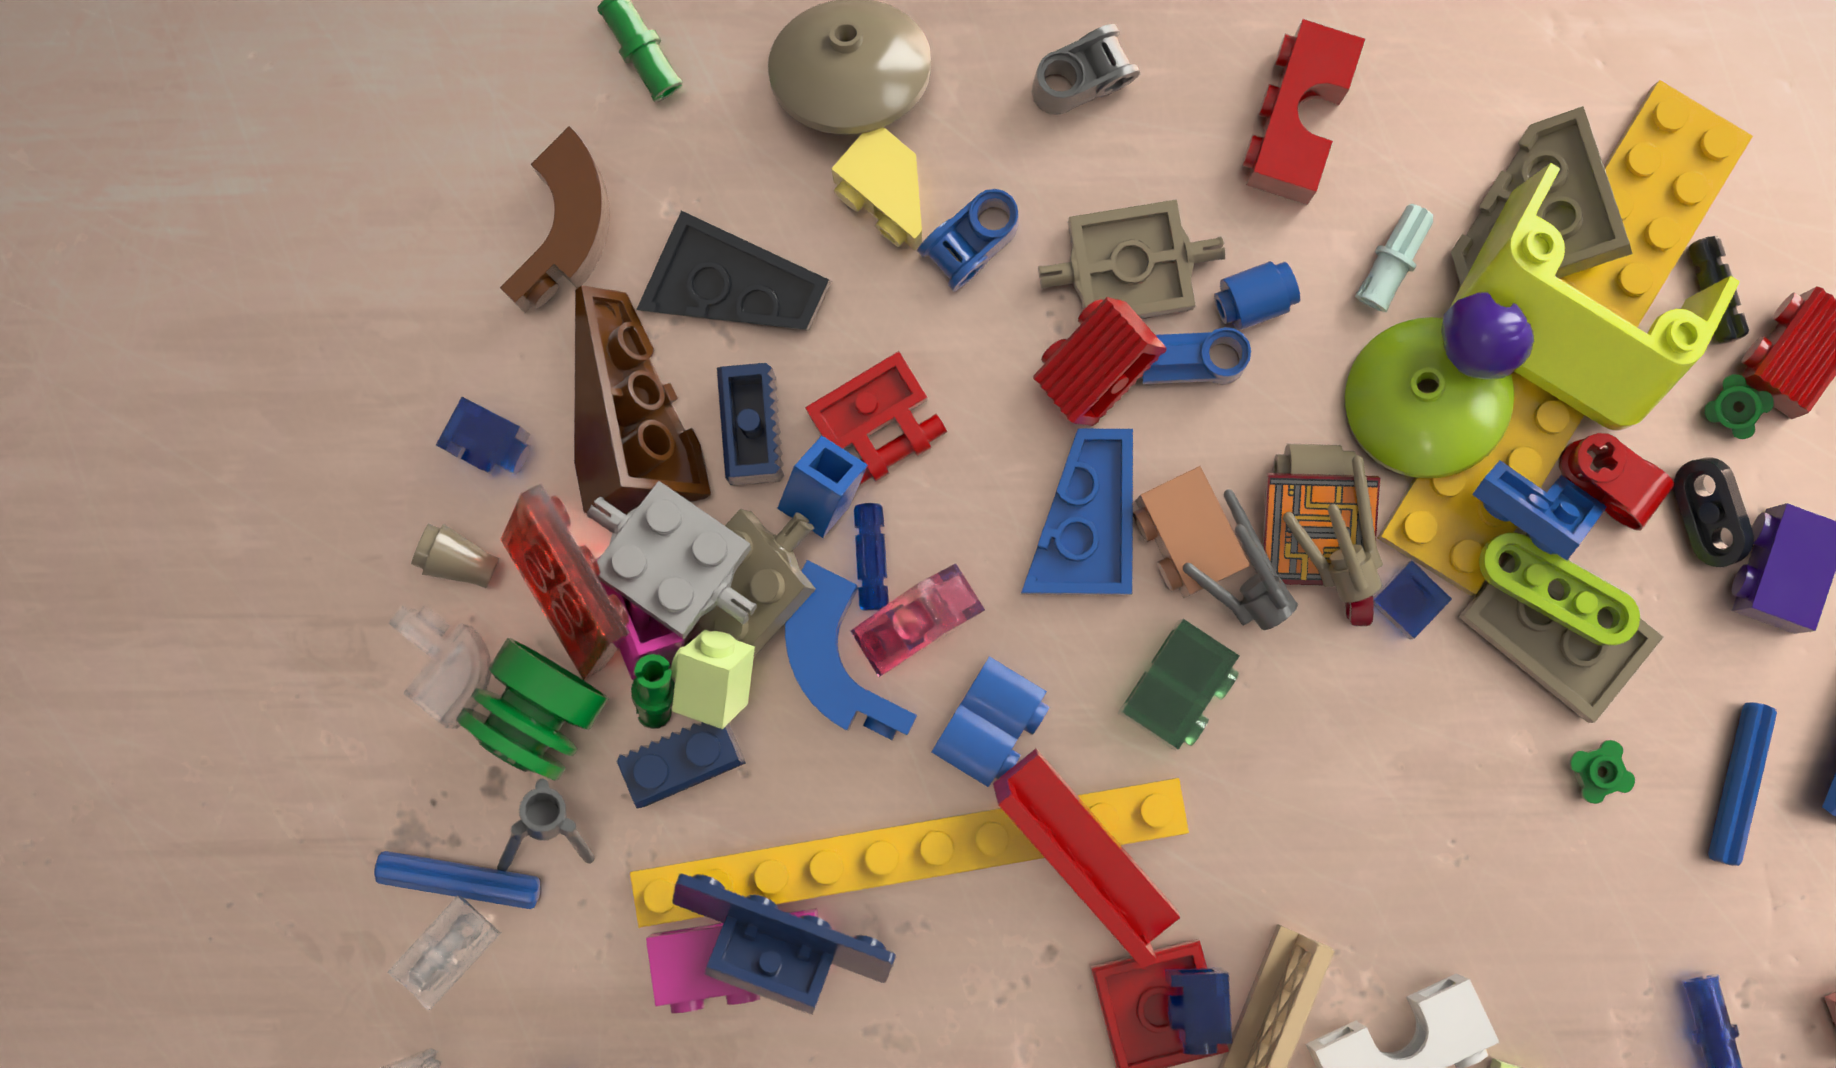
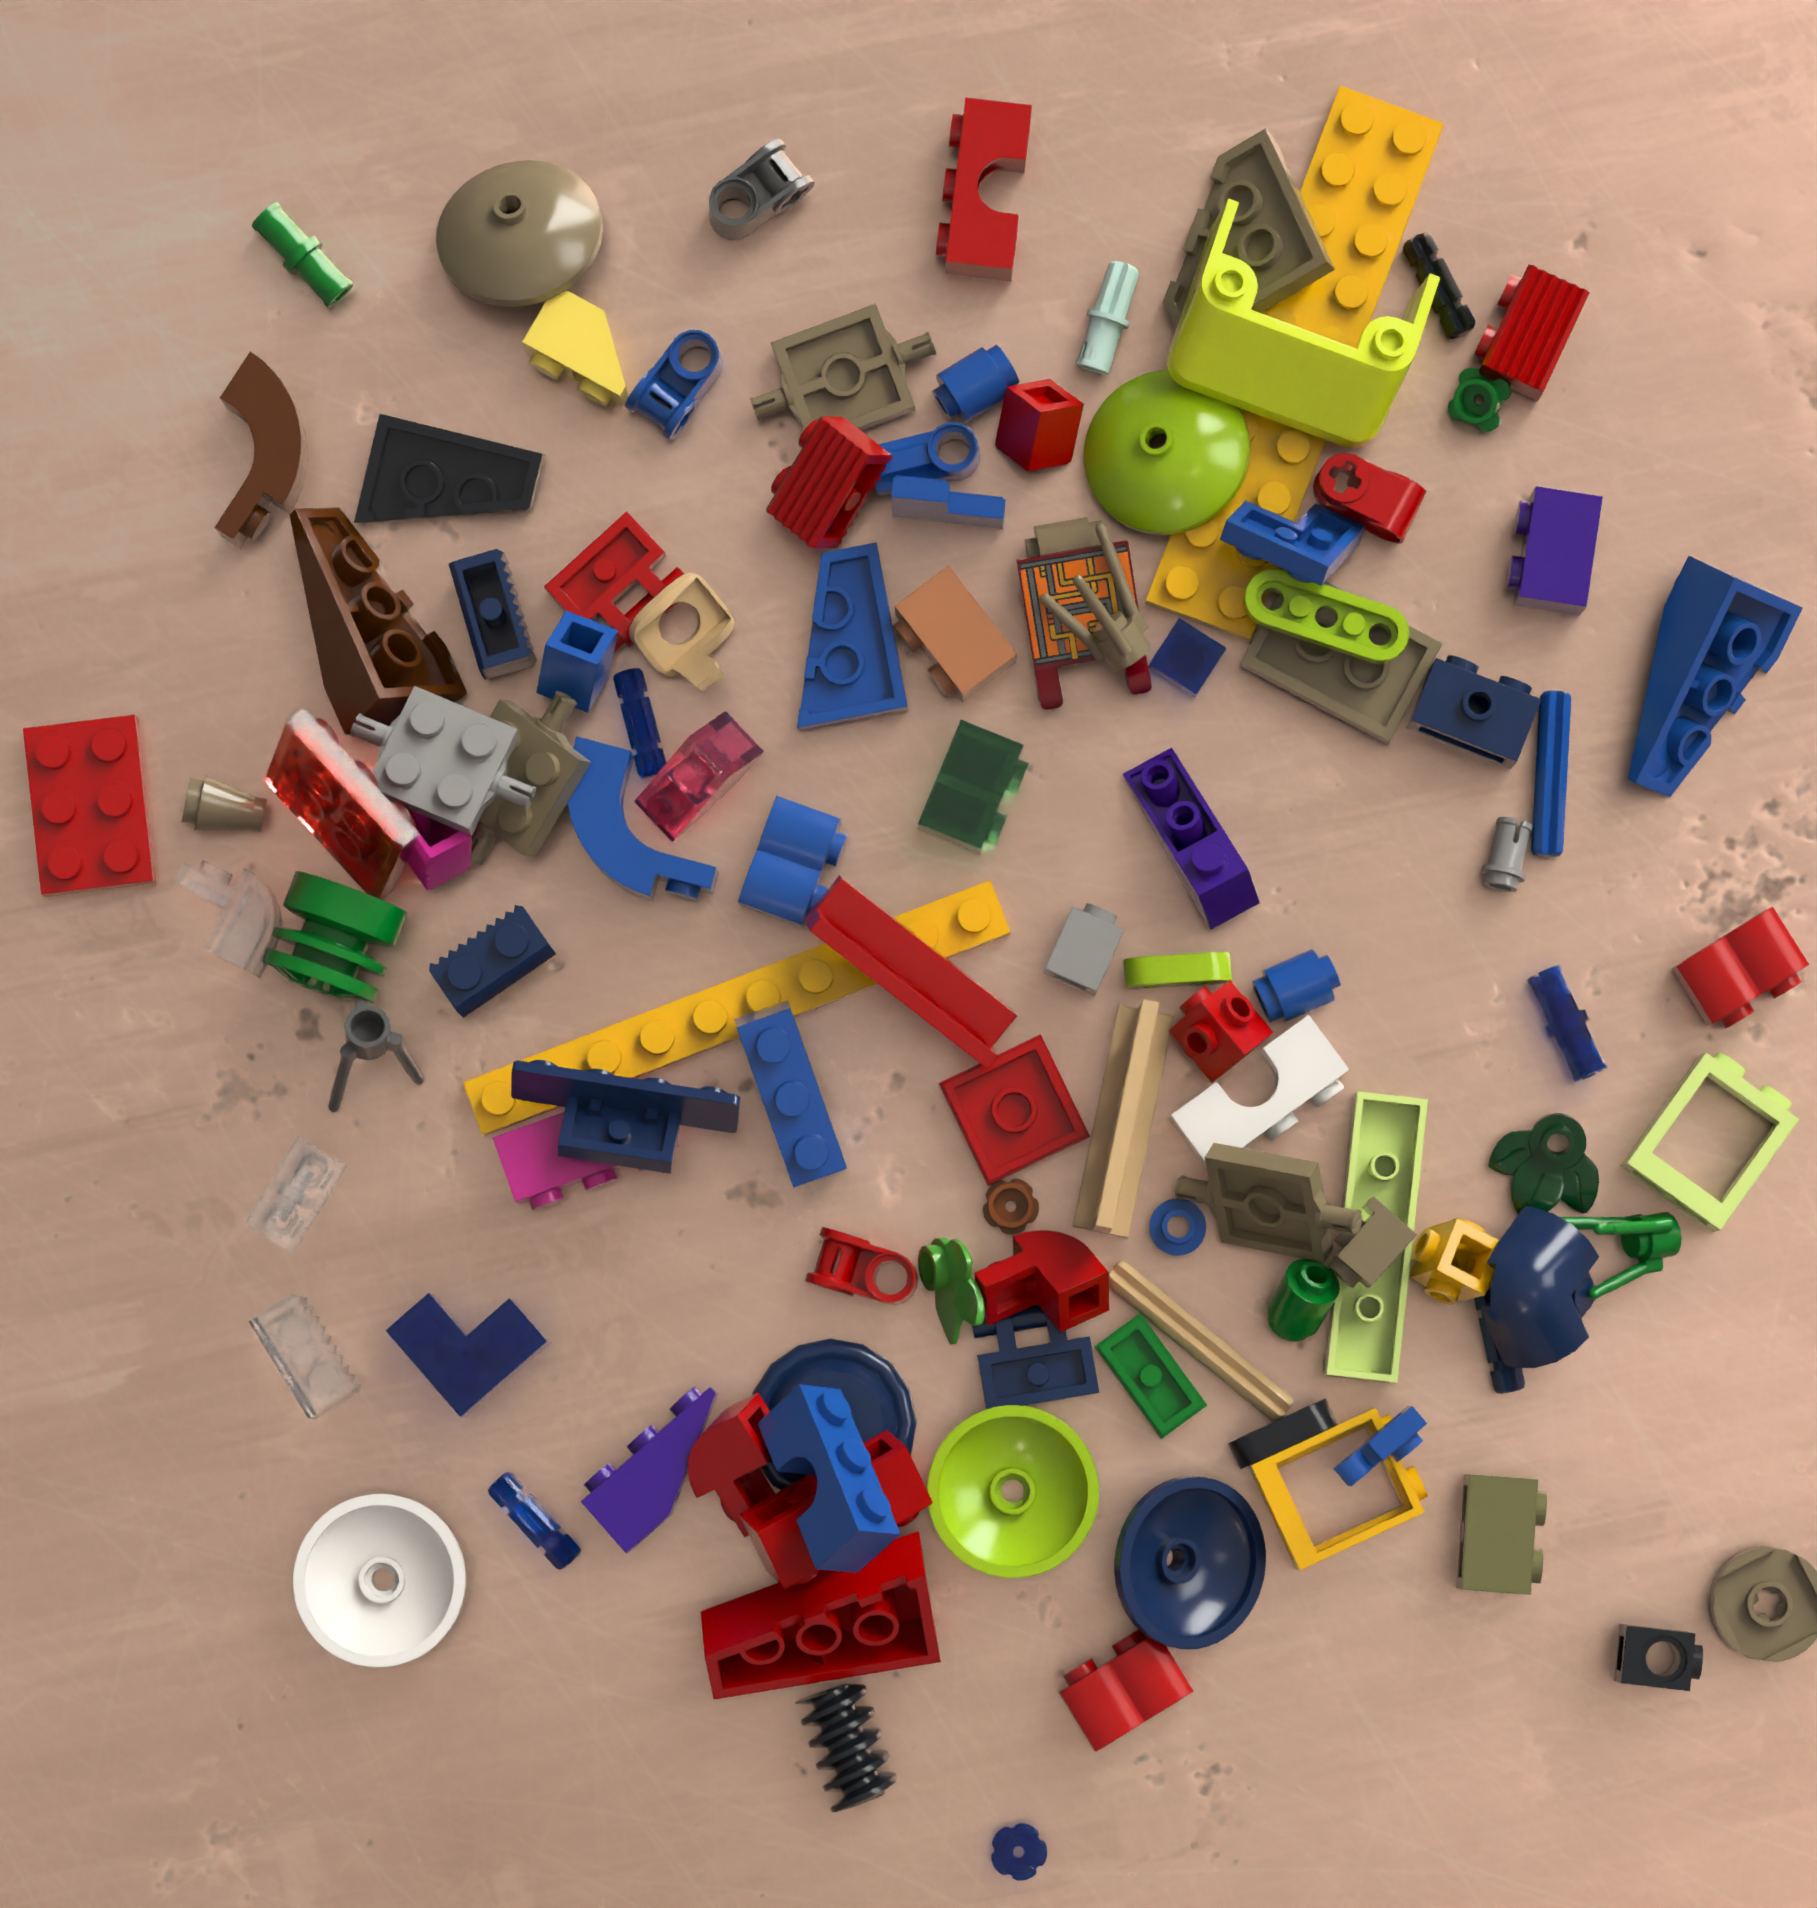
camera: 10 degrees left, 0 degrees up
(328, 530) = (89, 805): none -> red plate
(457, 879) = (287, 1124): blue axle -> none
(485, 437) = (229, 682): clear blue brick -> none
(653, 691) = (450, 896): green pin -> none
(712, 678) = (506, 868): yellowish green brick -> none
(931, 502) = (690, 656): none -> tan piece
(945, 953) = (790, 1093): none -> blue arch
(1200, 1008) = (1049, 1095): clear blue brick -> none
(1201, 402) = (935, 502): none -> blue tile
(1259, 864) = (1084, 948): none -> light grey brick
(1265, 593) = (1036, 680): dark grey plant -> none
(1310, 346) = (1038, 425): none -> red panel
(1345, 904) = (1177, 970): none -> lime beam
(1377, 974) = (1219, 1029): none -> red brick
(1384, 778) = (1192, 839): none -> dark purple slope
(1458, 944) = (1296, 986): none -> blue brick
(1486, 337) = (1201, 383): dark purple hair -> none
(1586, 771) = (1413, 774): green plate -> none
(1683, 710) = (1474, 711): none -> dark blue brick
(1686, 855) = (1507, 855): none -> light grey pin
(1709, 513) = (1471, 511): black plate -> none

